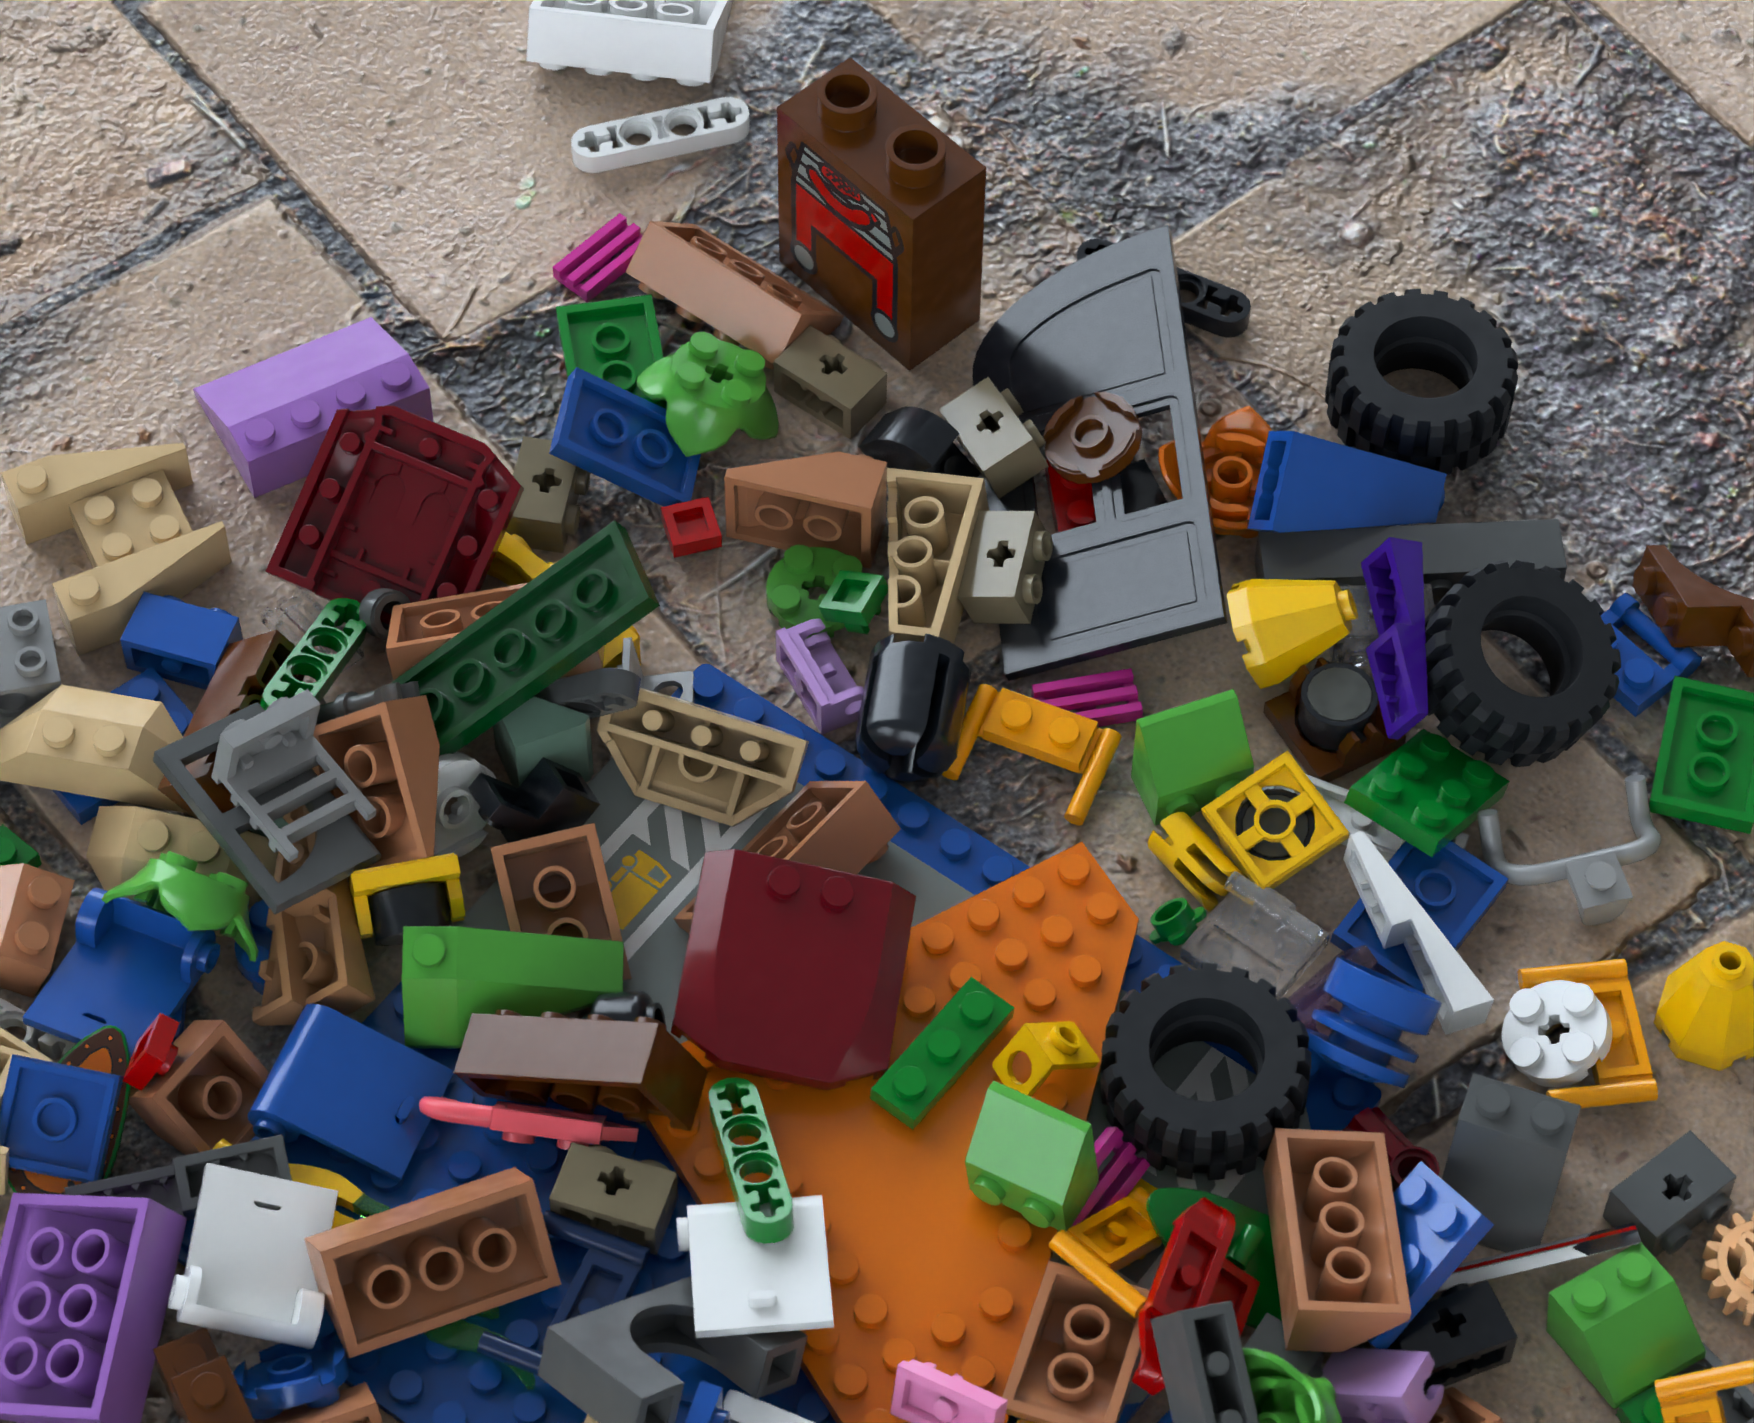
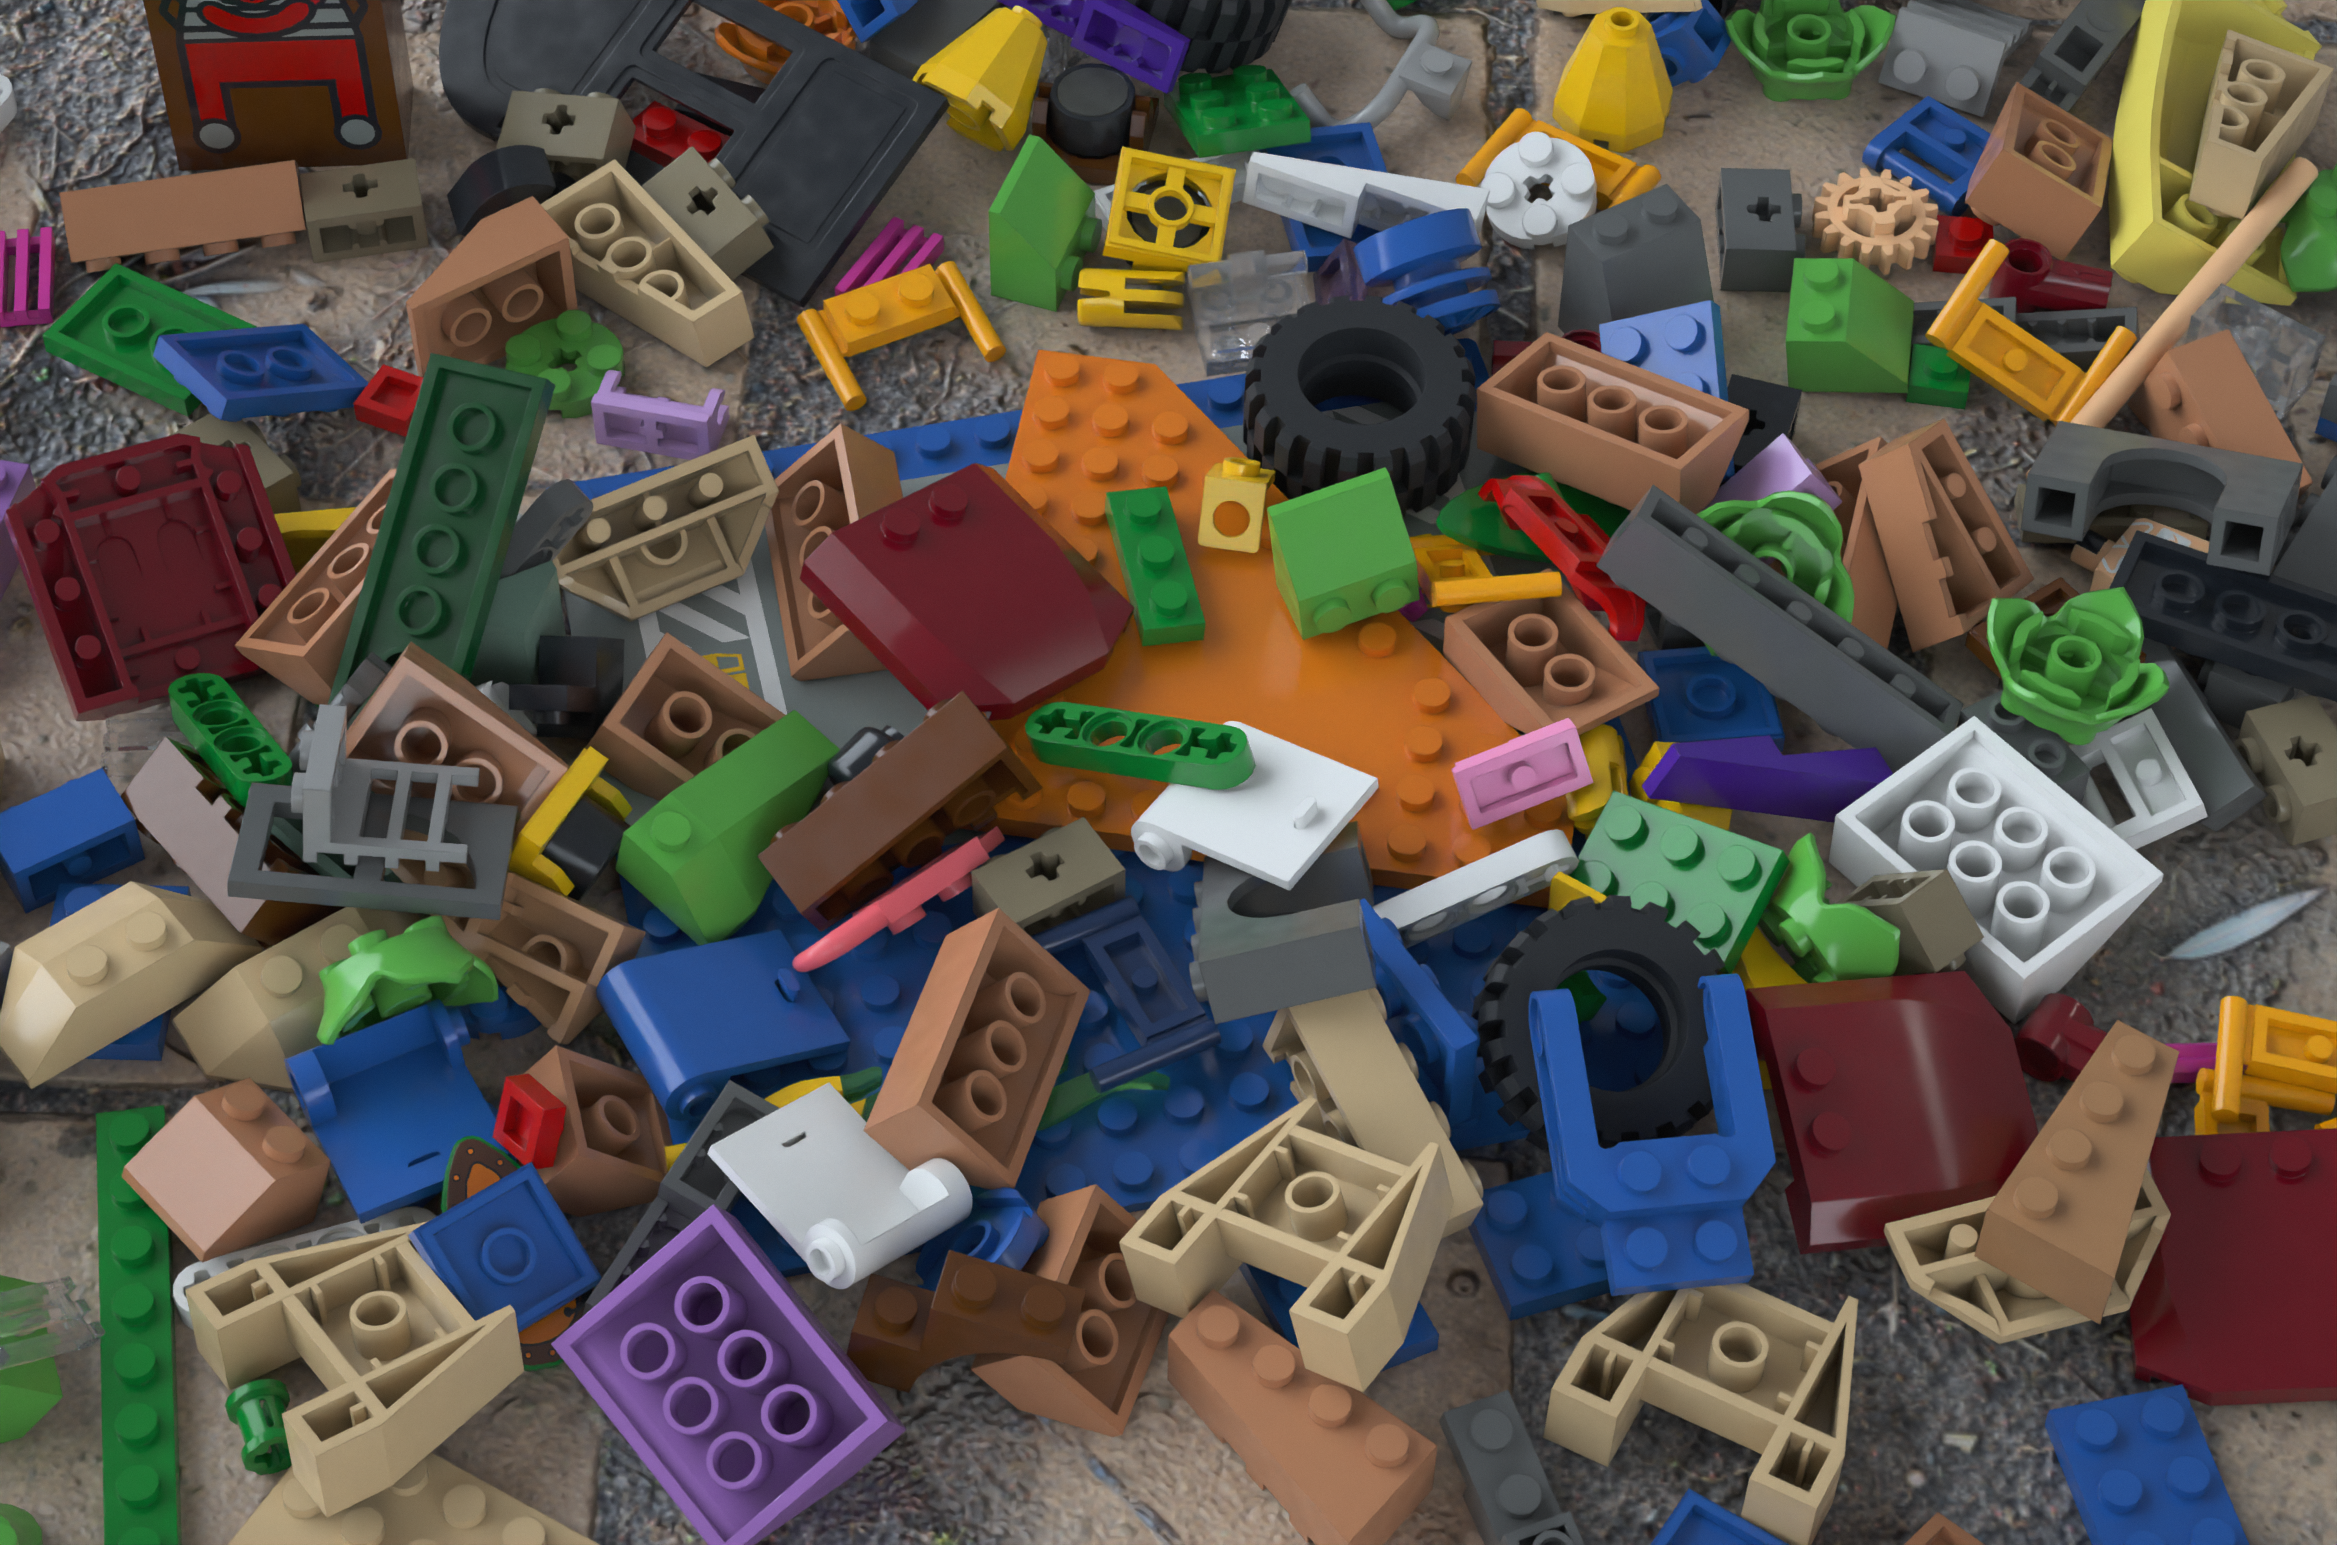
camera: 50 degrees left, 5 degrees down
(373, 603) = (217, 660): dark grey piece -> none
(711, 393) = (286, 278): bright green brick -> none
(854, 600) = (622, 332): green tile -> none
(912, 708) = (780, 364): black cylinder -> none
(1092, 438) = (656, 70): reddish brown tile -> none
(1175, 922) = (1176, 349): green plate -> none
(1543, 1255) = (1754, 305): sticker -> none

